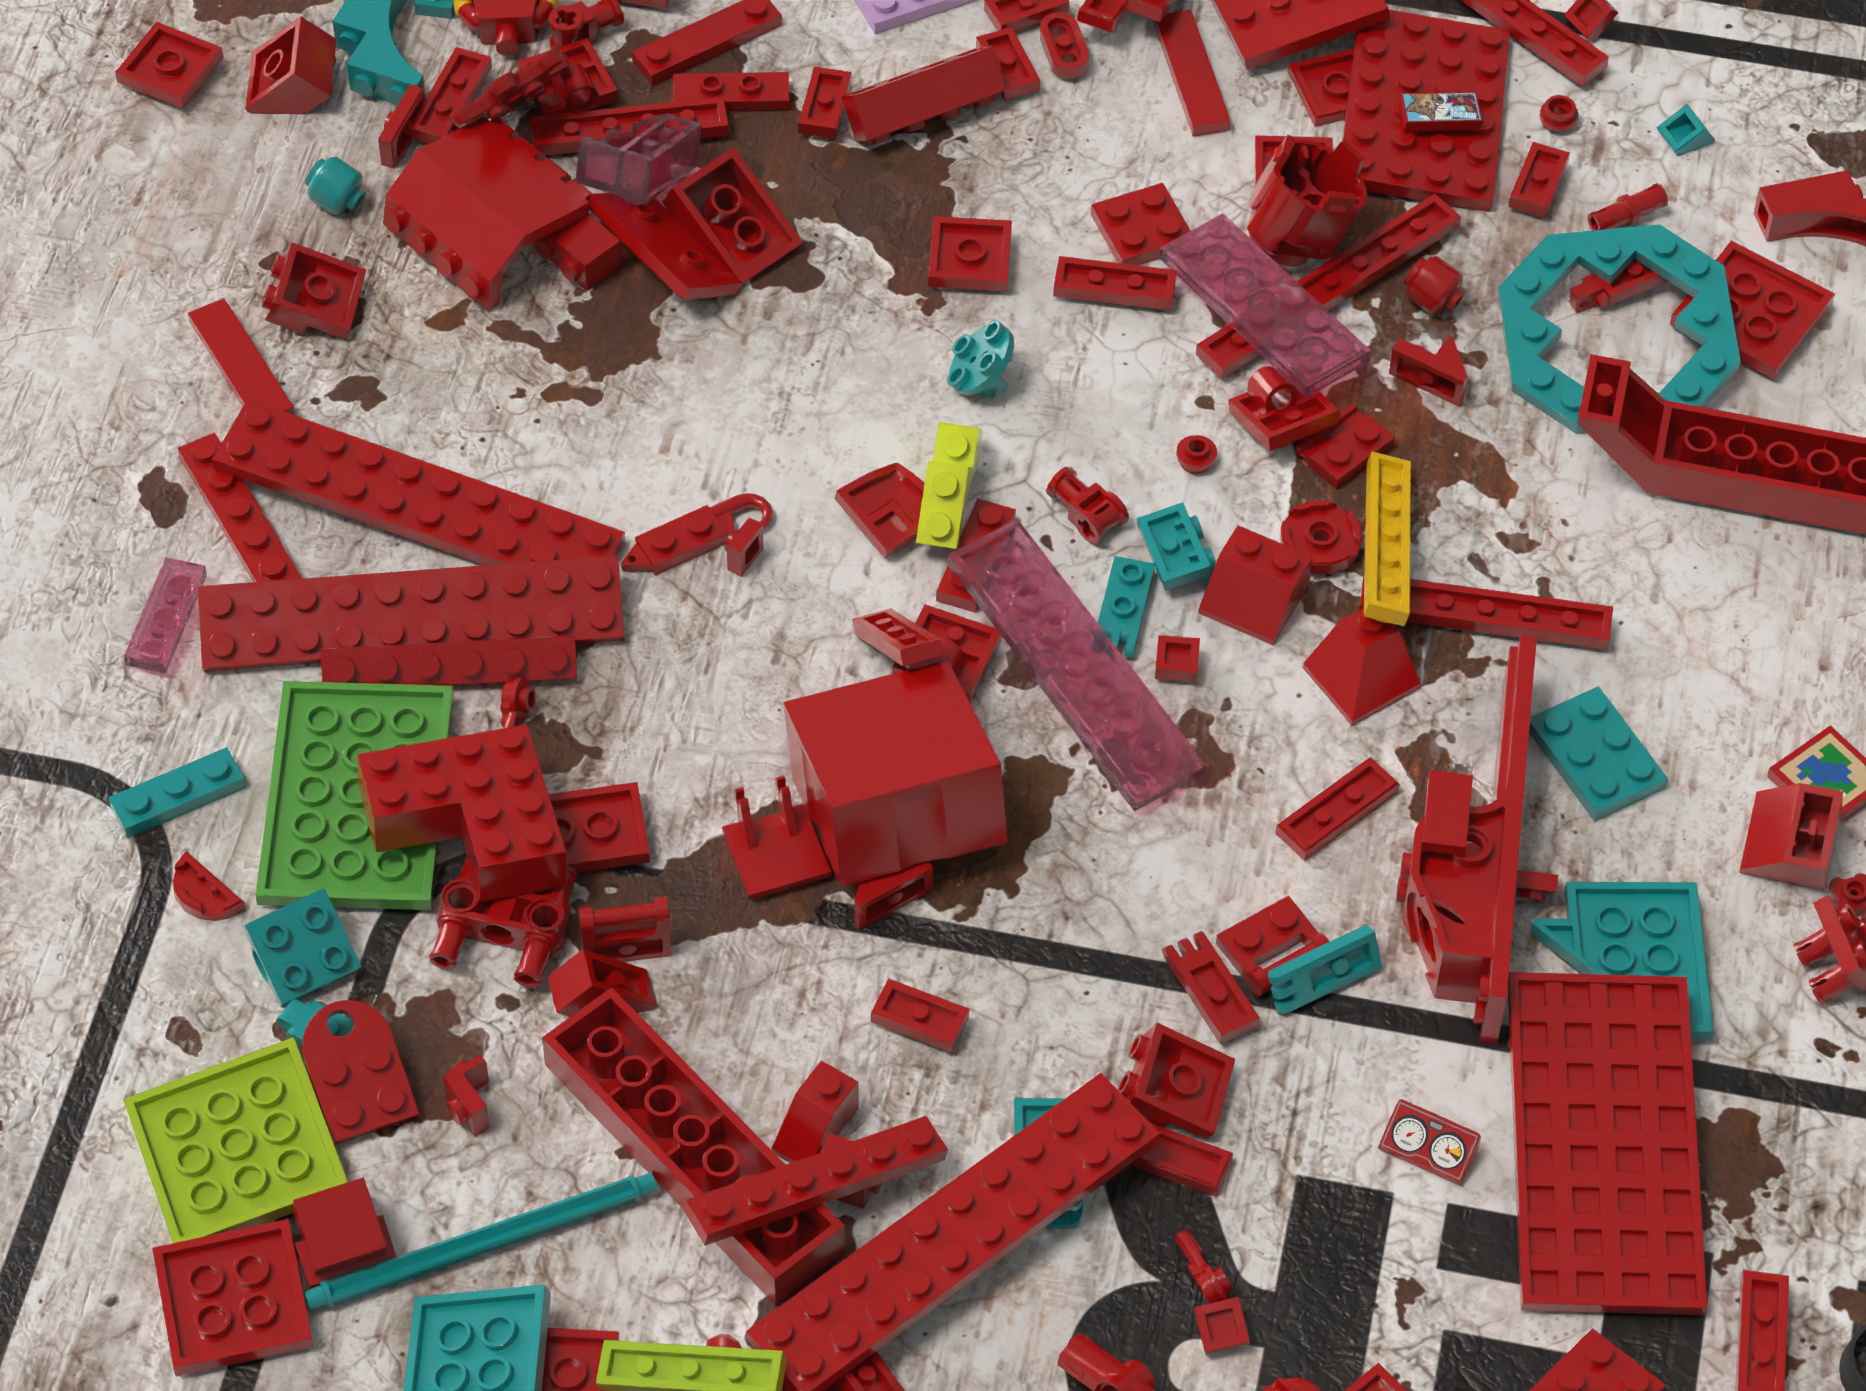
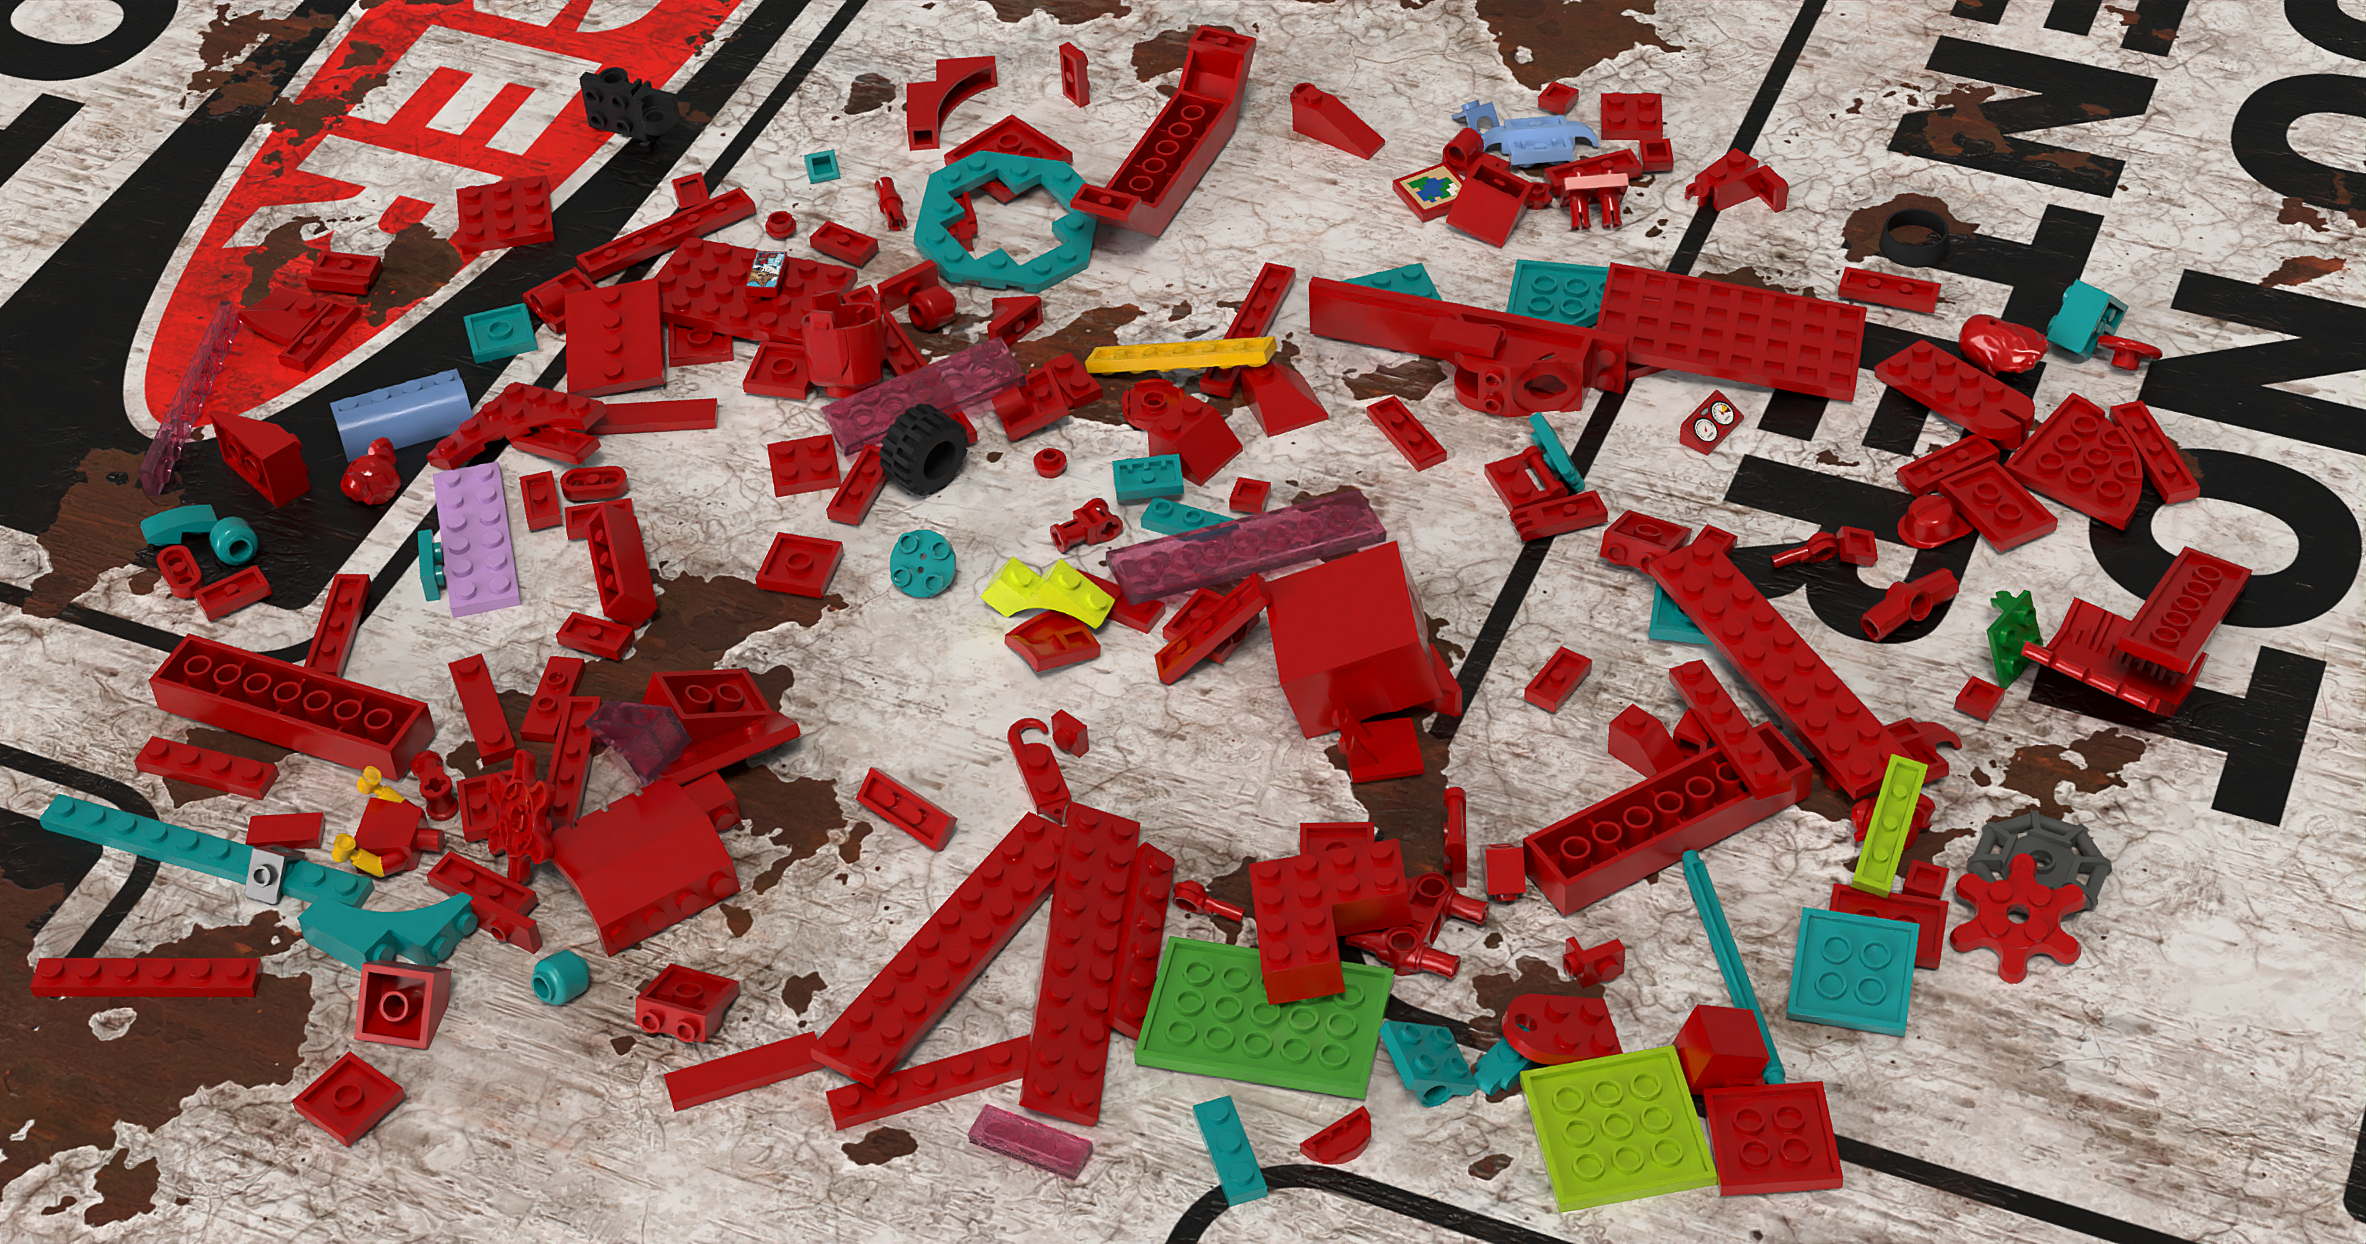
camera: 75 degrees left, 10 degrees down
(609, 422) = (906, 809): none -> red plate
(1153, 316) = (923, 449): none -> black tyre
(1471, 255) = (899, 289): none -> red plate

